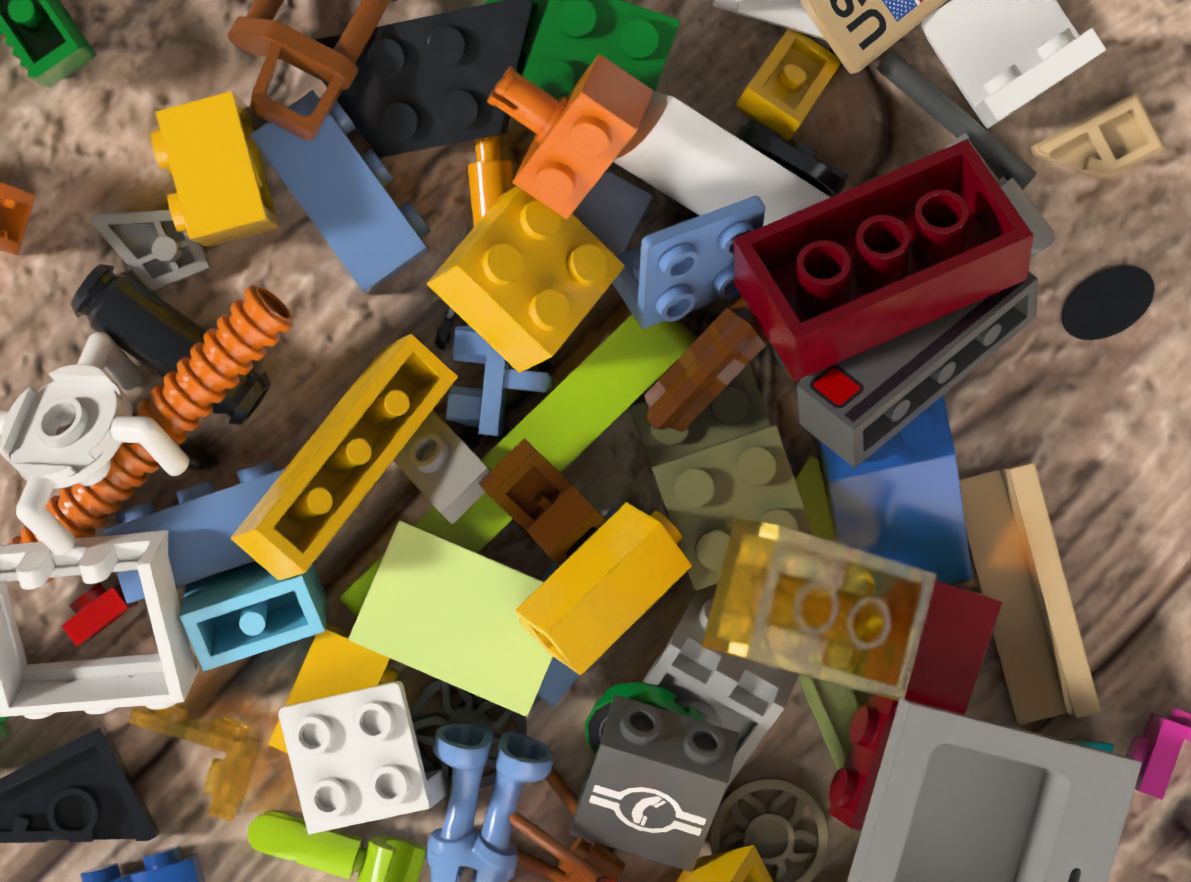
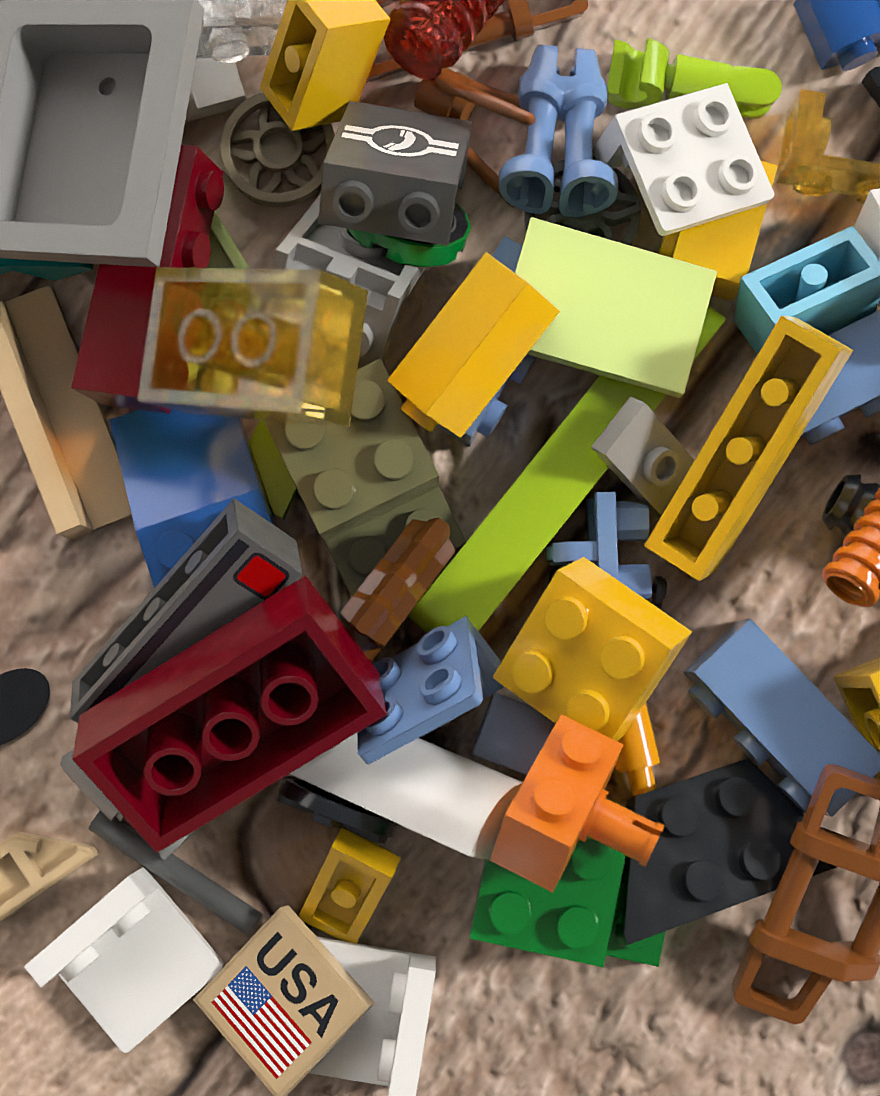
camera: 170 degrees right, 5 degrees down
(542, 501) = (541, 429): reddish brown slope -> none

